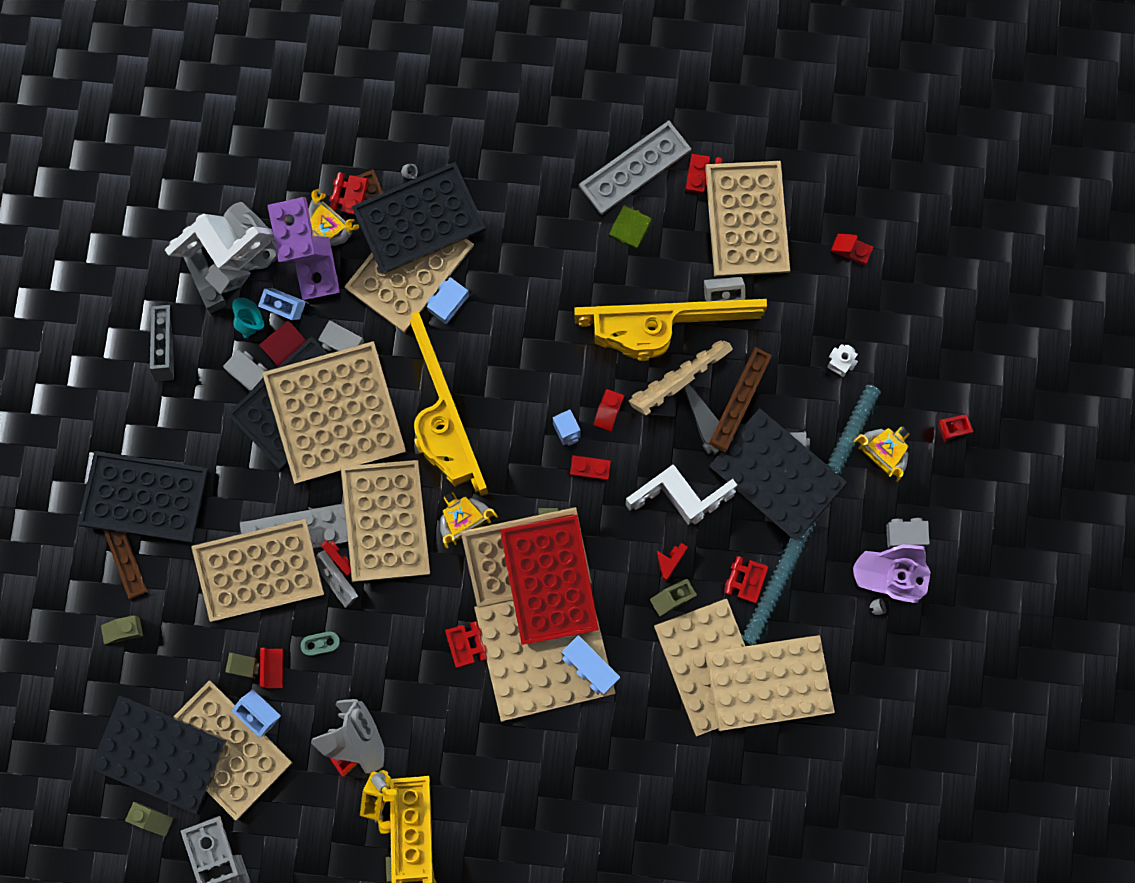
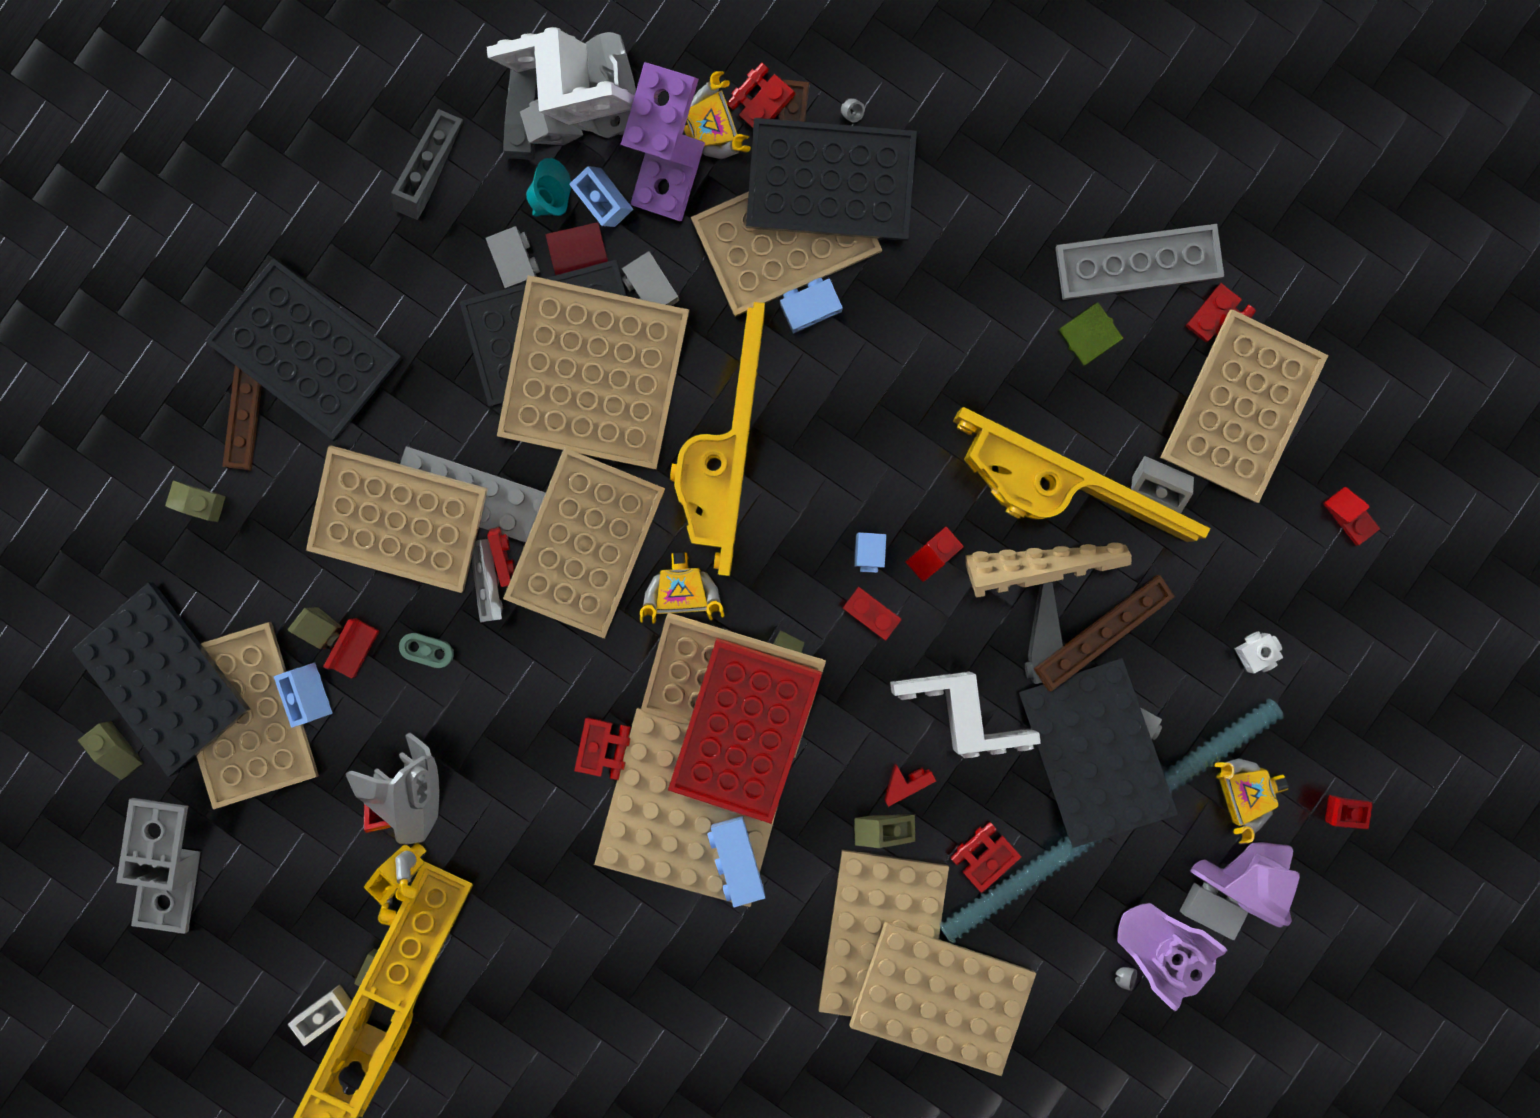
camera: 25 degrees right, 10 degrees up
(922, 499) = (1257, 881): none -> lavender piece

